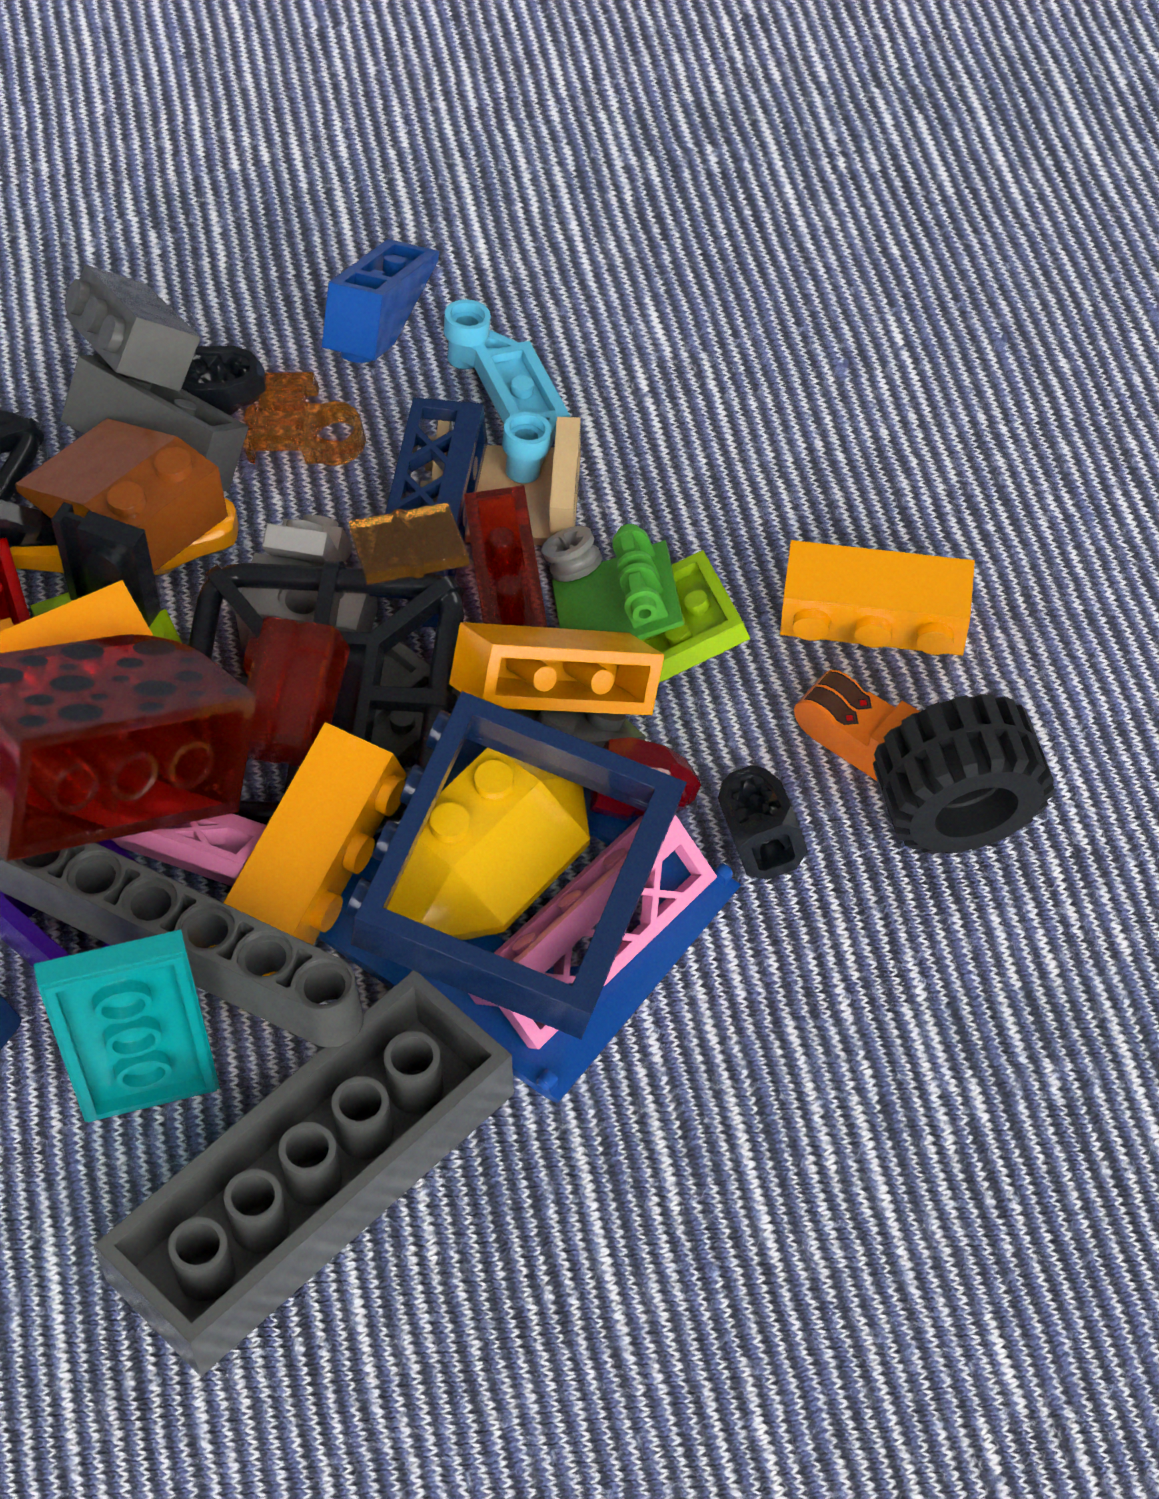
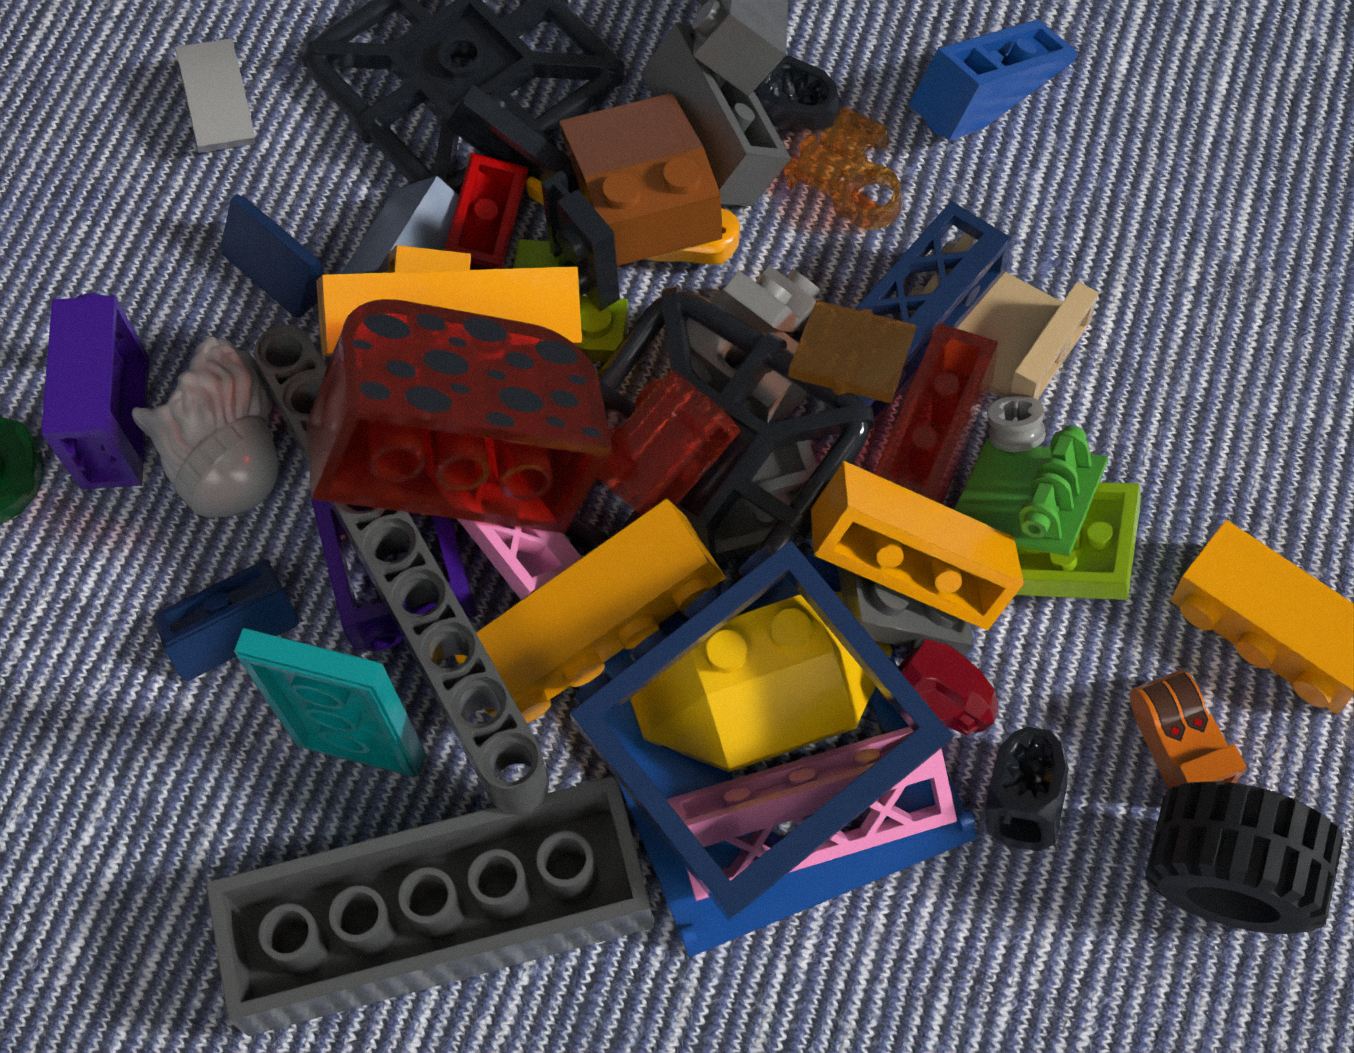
camera: 35 degrees right, 10 degrees up
(513, 382) = (1065, 225): medium azure plate -> none

